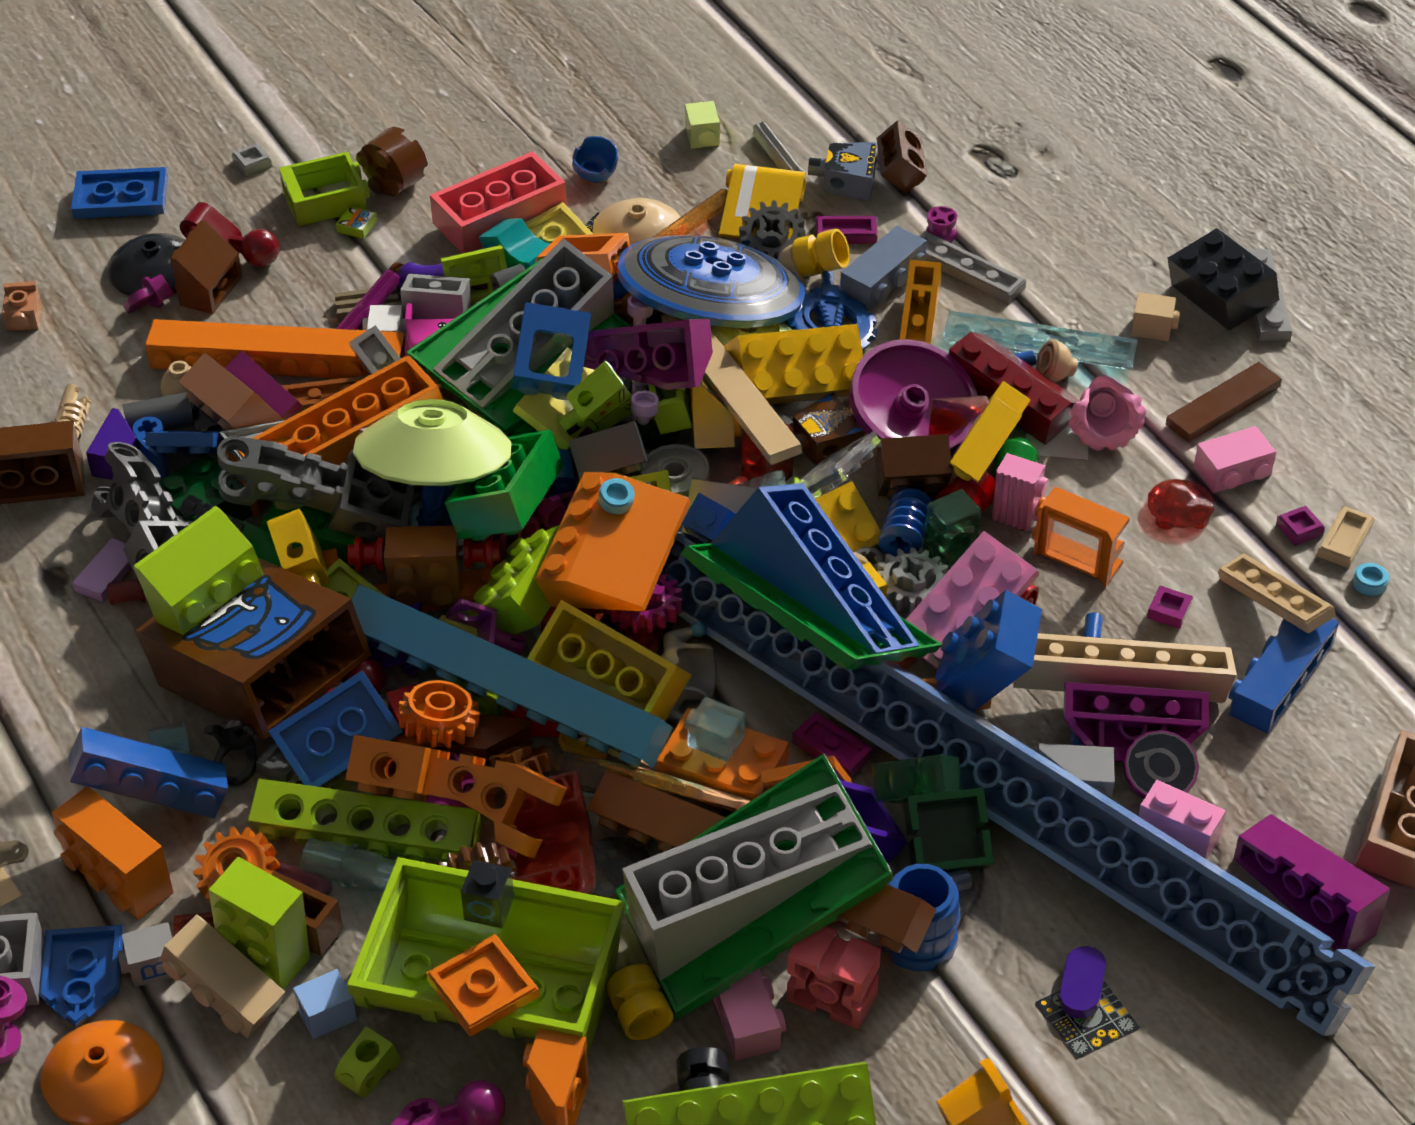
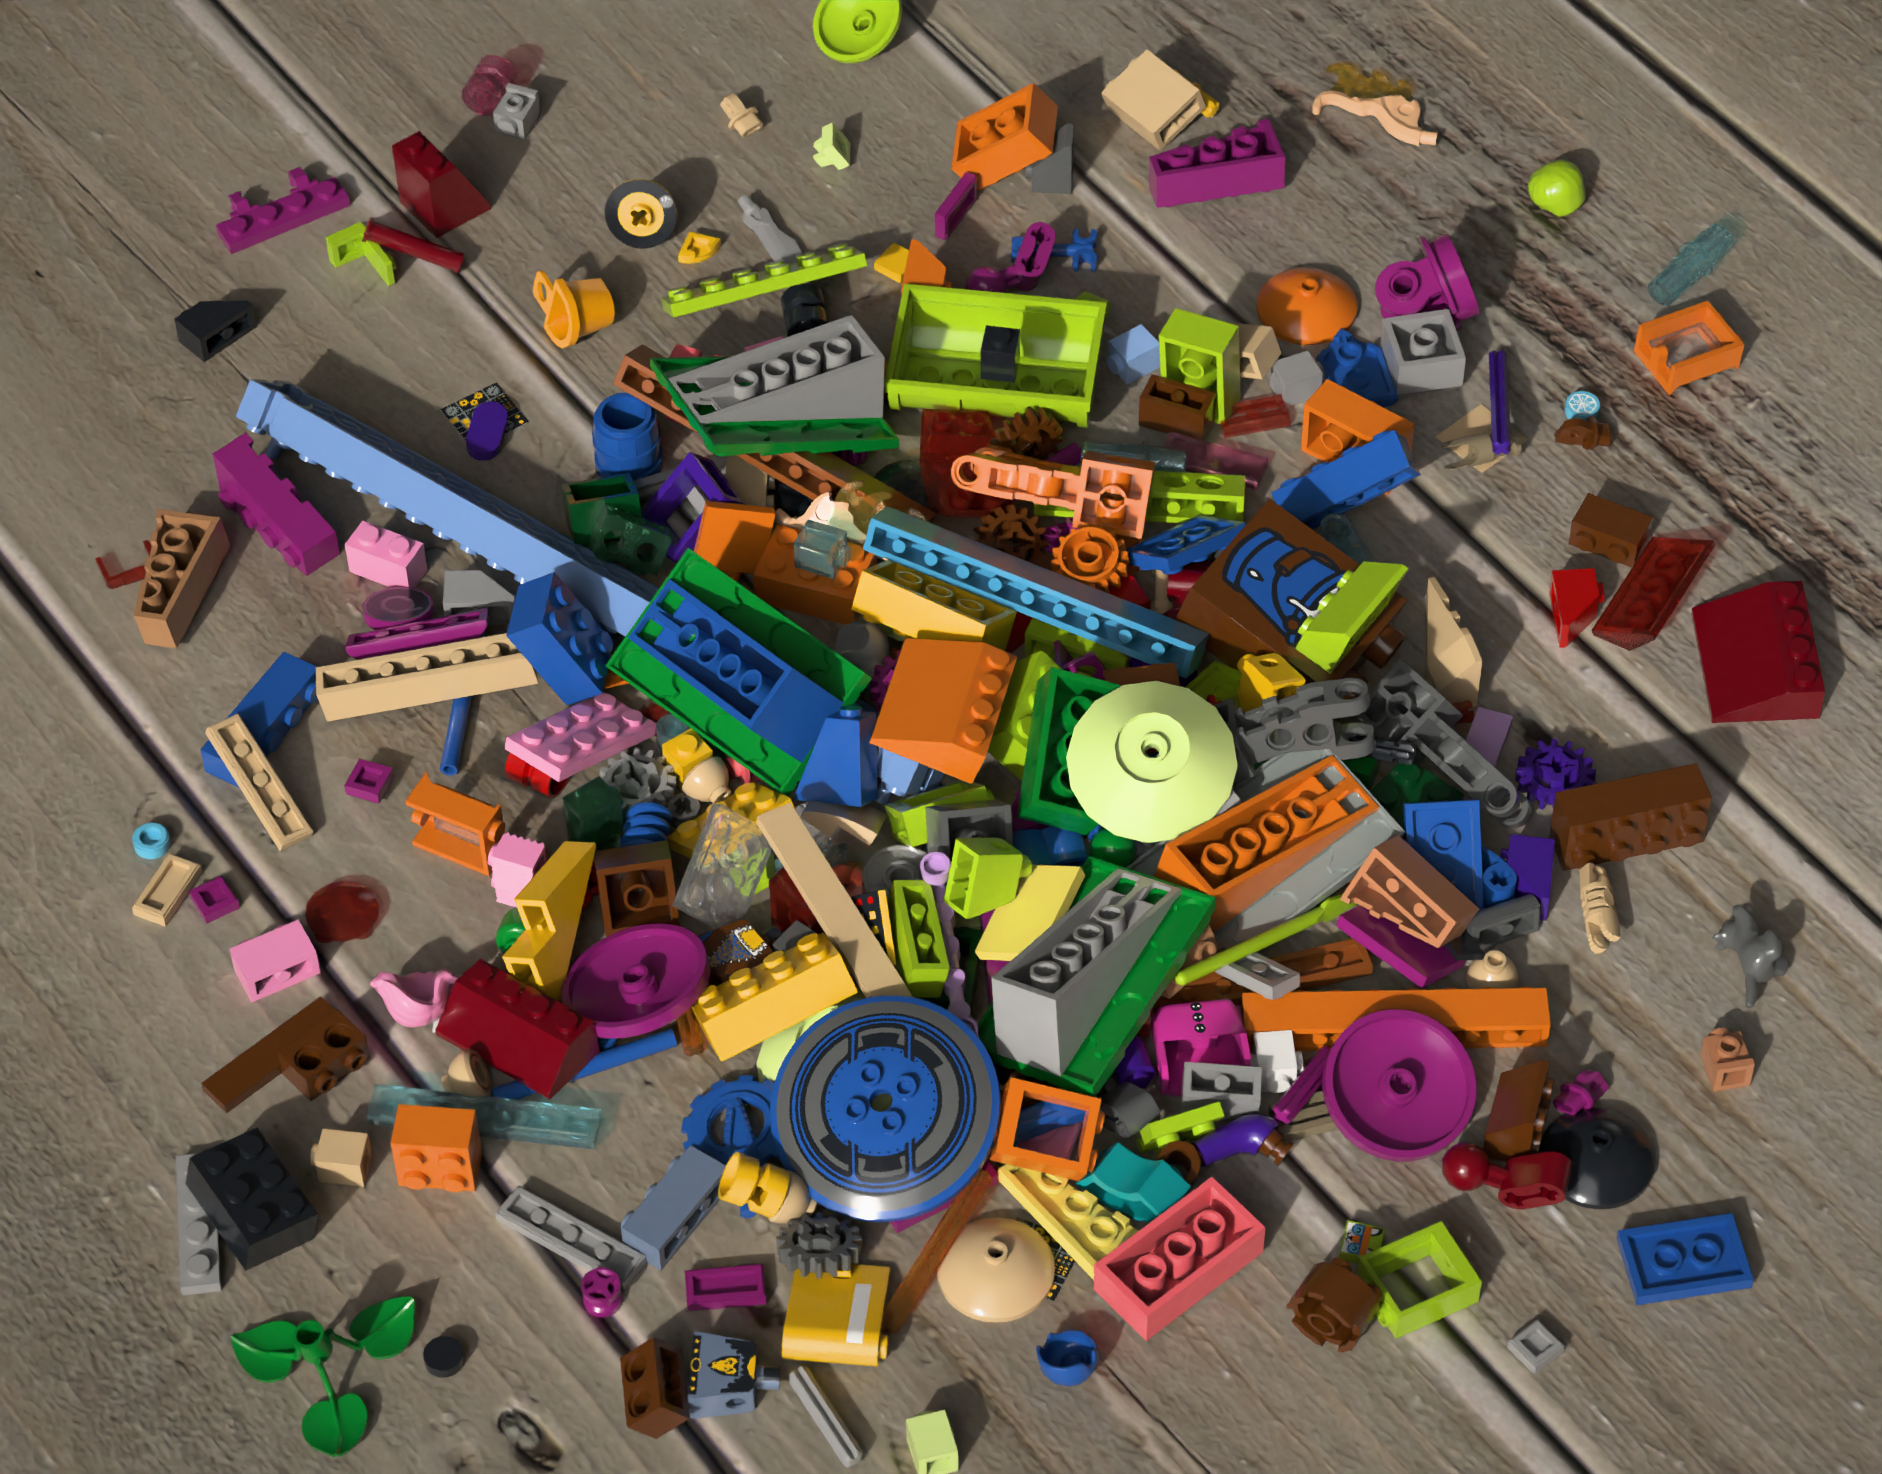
camera: 175 degrees right, 5 degrees up
(57, 525) = (1552, 770): none -> dark purple gear
(115, 617) = (1450, 651): none -> tan wedge
(221, 855) = (1241, 438): orange gear -> none
(292, 294) = (1399, 1085): none -> magenta dish
(482, 985) = (991, 301): orange tile -> none
(557, 322) = (1046, 896): blue window -> none
(616, 496) = (944, 711): medium azure tile -> none
(658, 353) = (915, 917): magenta wedge -> none
(921, 301) = (628, 1150): light orange slope -> none
(953, 413) = (586, 917): clear red slope -> none
(1060, 202) = (443, 1356): none -> black tile
(1077, 296) = (436, 1148): none -> orange brick
(1135, 169) = (269, 1354): none -> green plant
(1178, 384) = (321, 1050): none -> reddish brown brick

